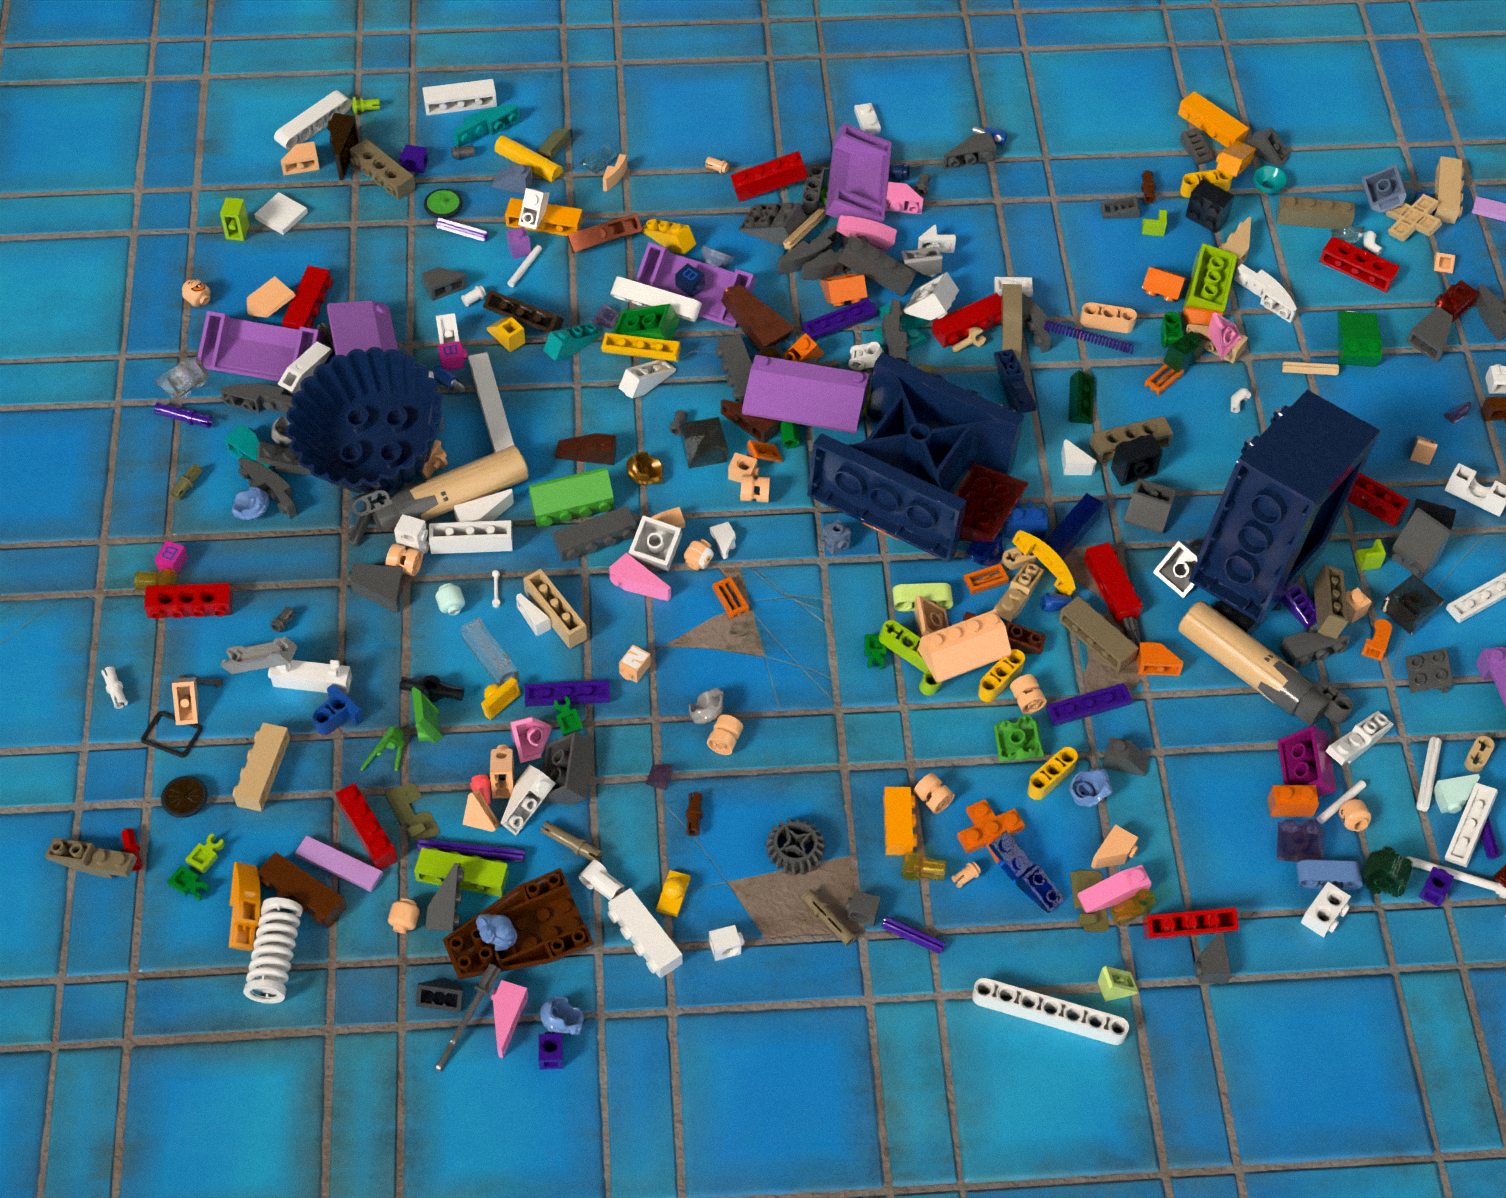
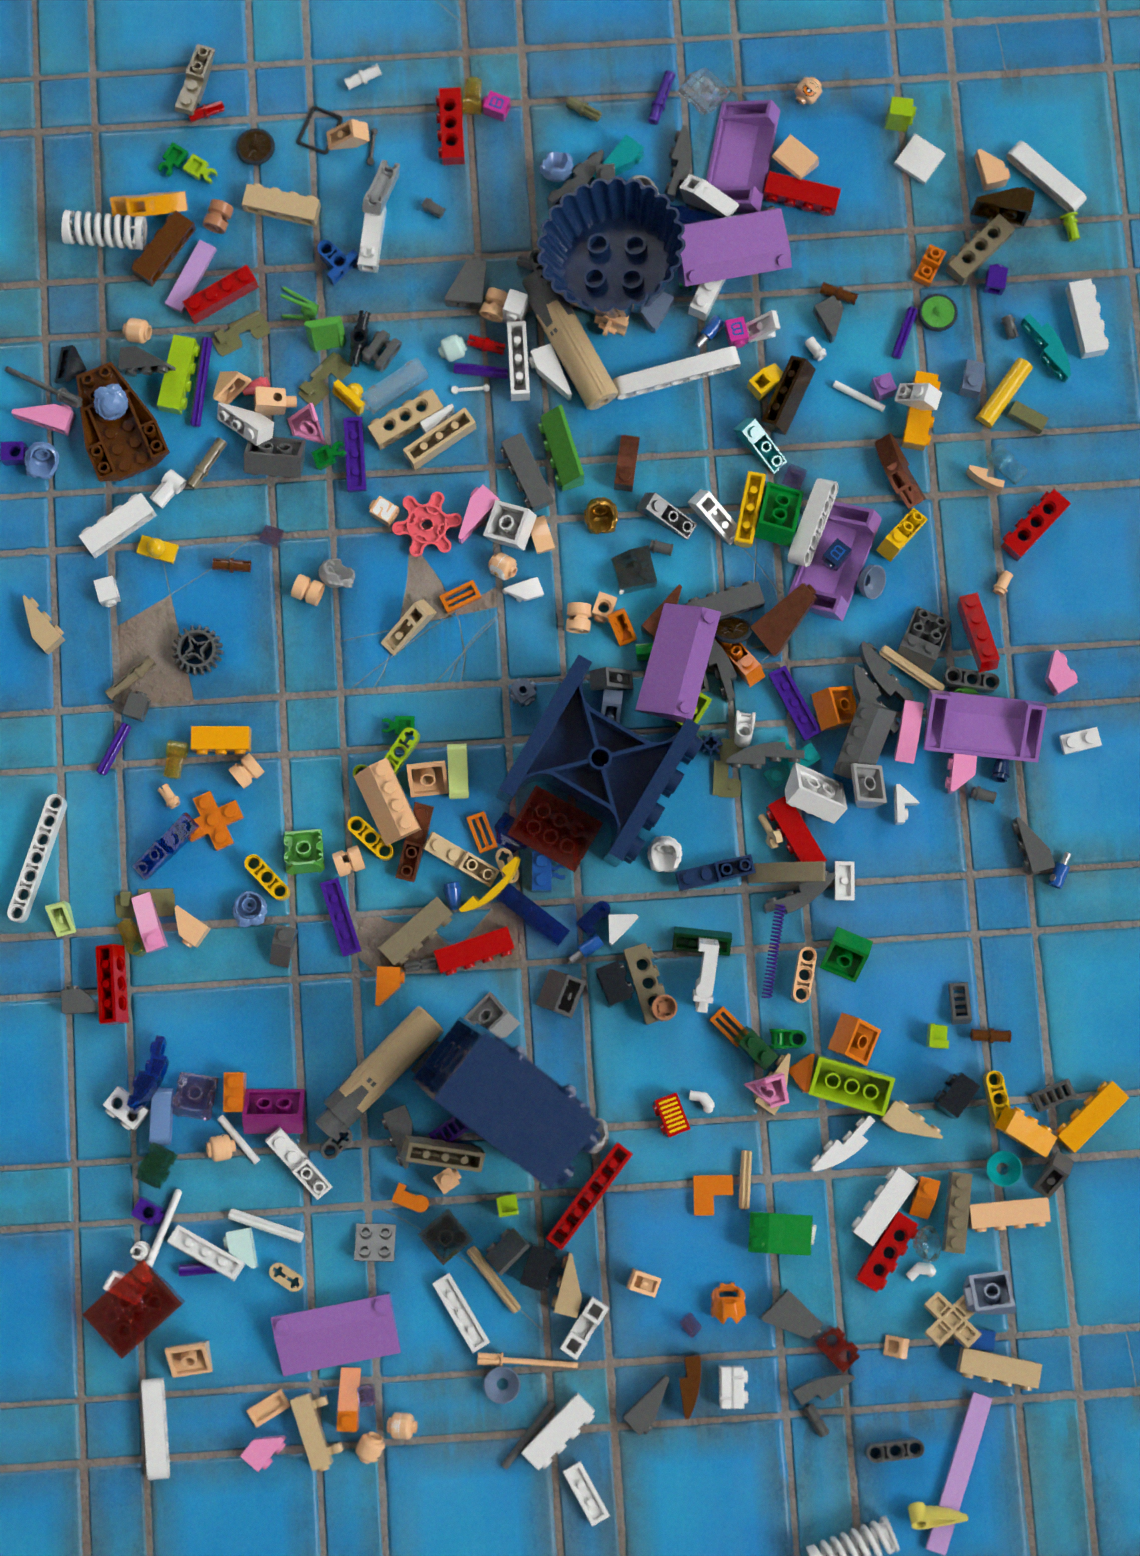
camera: 90 degrees right, 25 degrees up
(272, 831) = (217, 217): none -> nougat wheel
(393, 210) = (929, 265): none -> orange slope
(416, 276) = (839, 293): none -> reddish brown pin
(447, 570) = (486, 344): none -> red pin
(448, 666) = (371, 352): none -> dark grey brick
(476, 577) = (480, 370): none -> dark purple axle
(487, 736) = (316, 389): none -> olive piece
(517, 618) = (402, 428): none -> tan brick
(643, 417) = (666, 515): none -> dark grey slope
(650, 613) = (422, 512): none -> coral plate
(661, 139) = (1017, 547): none -> red brick
(765, 640) = (408, 626): none -> tan slope
(771, 1014) = (41, 629): none -> tan slope
(805, 128) = (1059, 675): none -> bright pink slope
(1068, 482) = (593, 916): none -> clear blue leg
(1084, 283) = (846, 954): none -> green slope
(1098, 487) = (587, 948): none -> blue piece
(1118, 384) = (705, 983): none -> white hips
(1158, 411) = (664, 1008): none -> nougat wheel
(1254, 420) = (671, 1115): none -> red brick
(1297, 877) = (149, 1081): none -> clear blue slope
(1303, 235) = (924, 1197): none -> orange slope
(1308, 173) = (1009, 1213): none -> light nougat brick
(1318, 264) = (884, 1206): none -> white brick
(1320, 387) = (706, 1187): none -> orange tile
(1437, 381) = (728, 1306): none -> orange helmet
(1449, 567) = (493, 1279): none -> tan axle
(1451, 498) = (569, 1294): none -> tan slope
(1480, 894) = (140, 1250): none -> white pin

